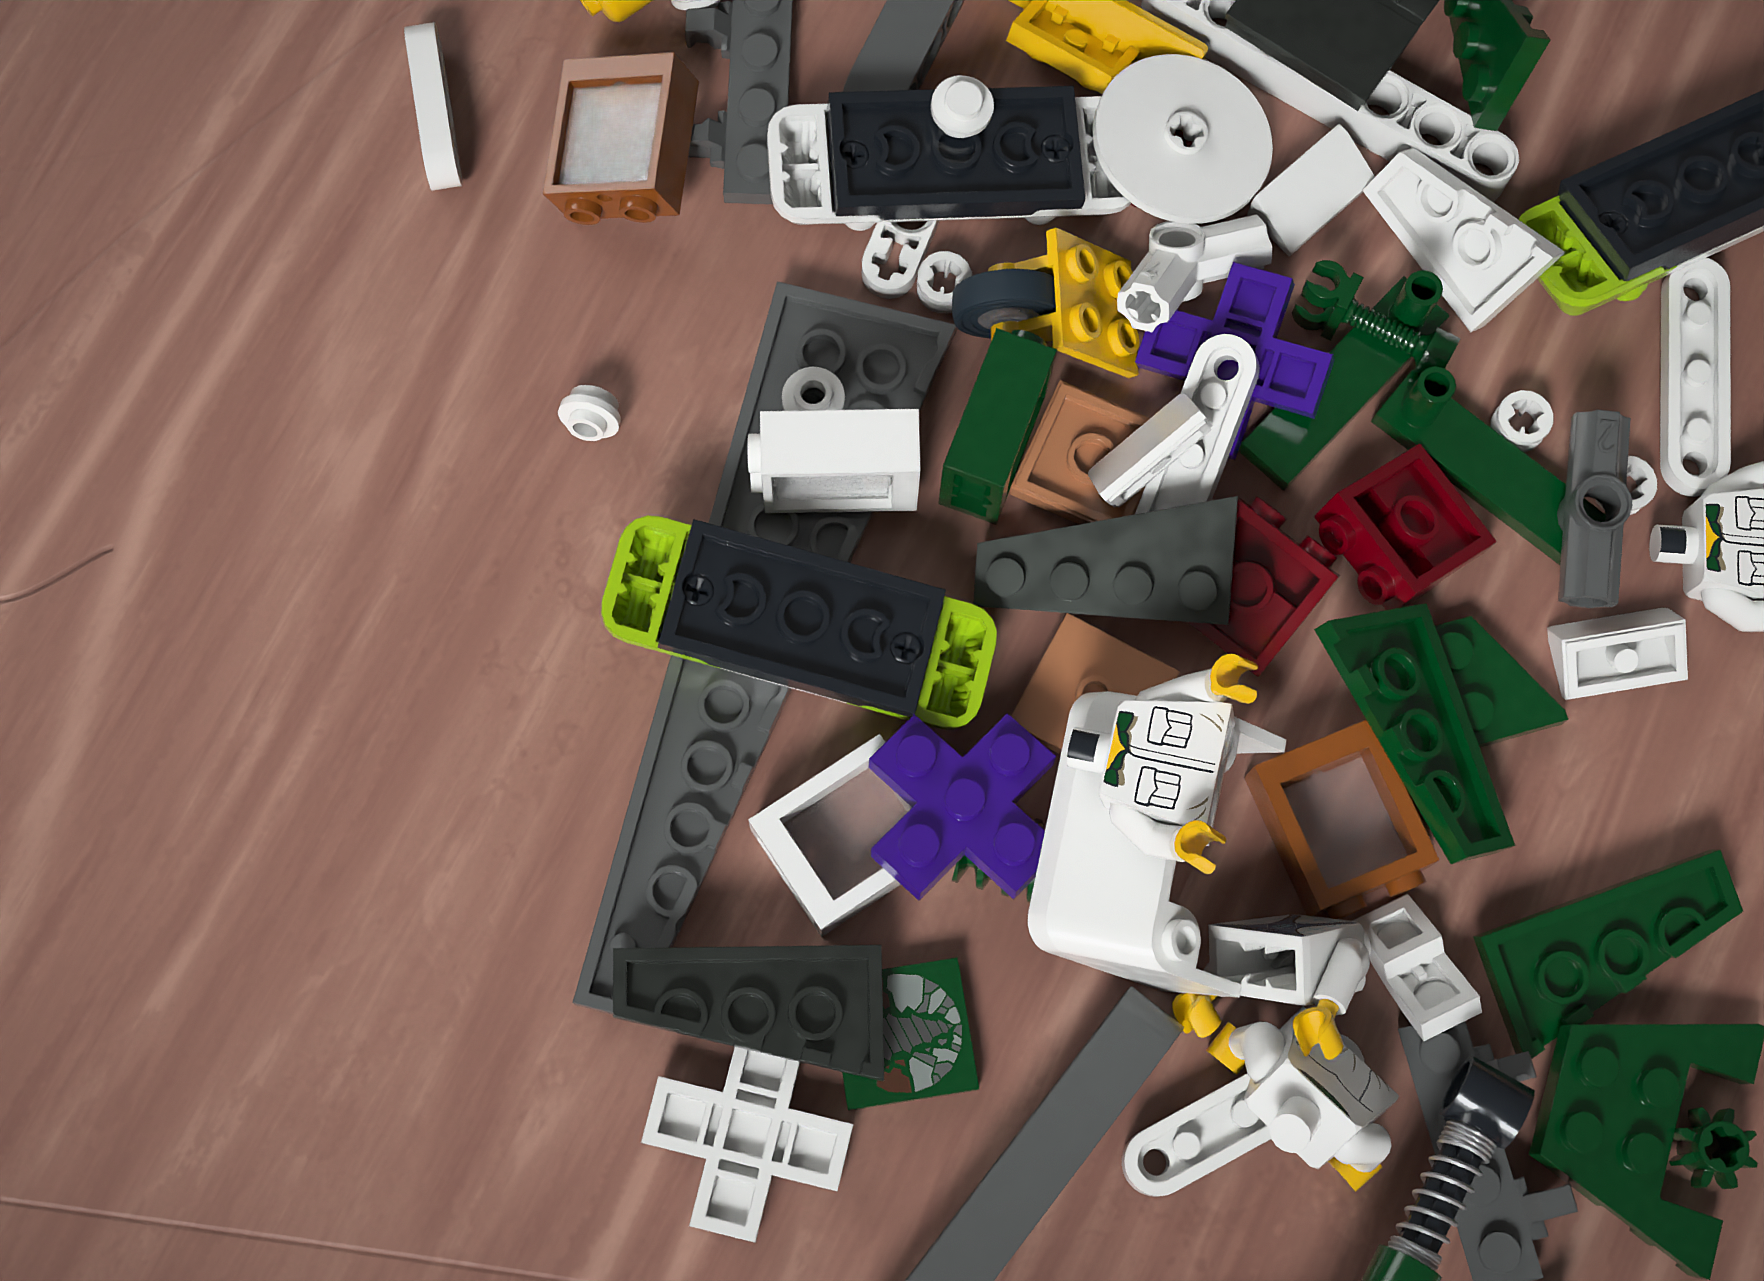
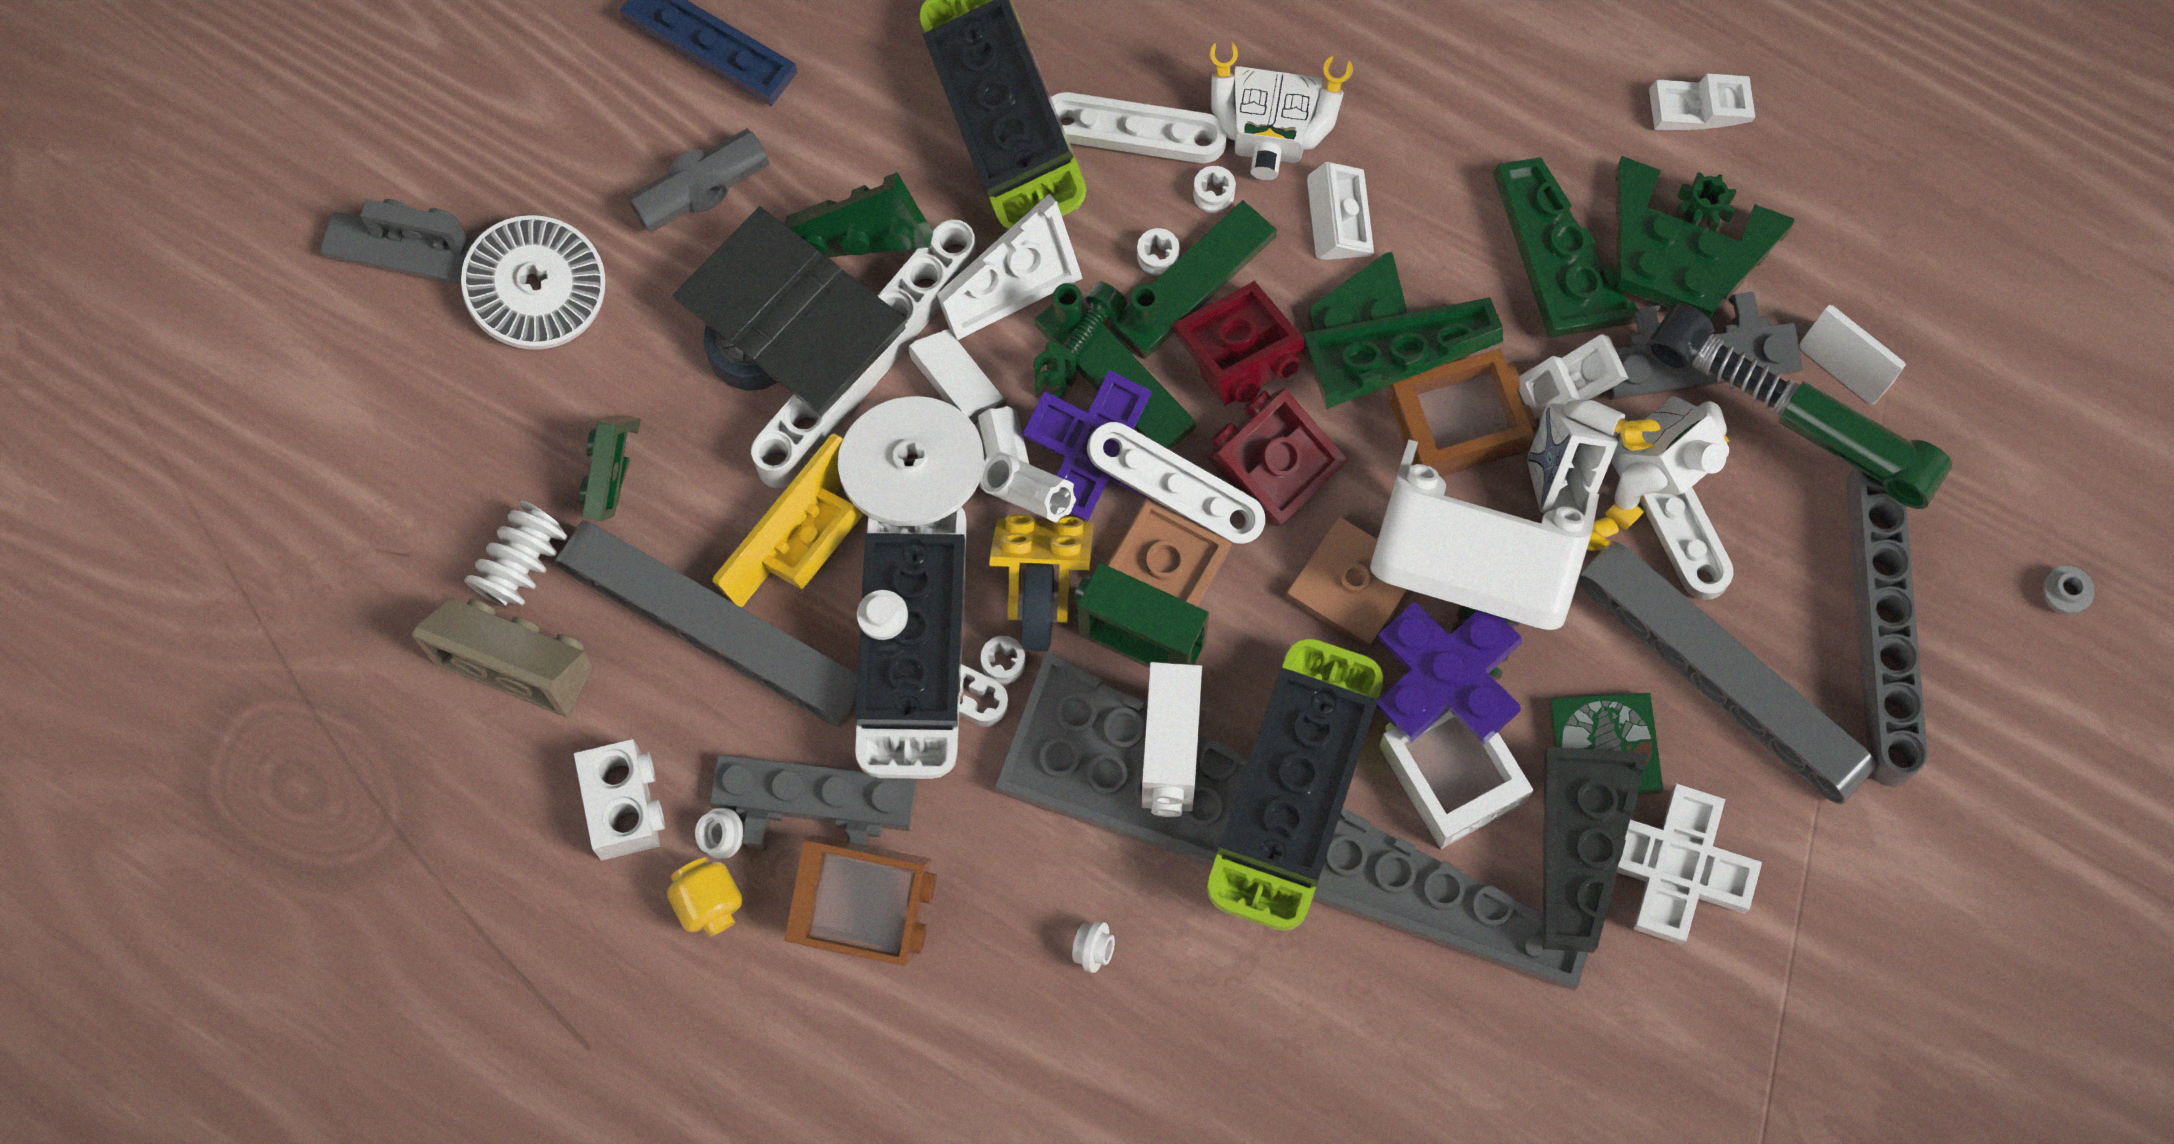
camera: 80 degrees left, 5 degrees down
(433, 106) = (802, 1061): white beam -> none
(813, 378) = (1104, 776): white plate -> none
(1130, 566) = (1262, 532): pearl dark grey wing -> none
(1149, 450) = (1174, 511): white slope -> none
(1168, 760) = (1449, 505): white torso -> none
(1598, 471) = (1270, 216): dark grey piece -> none

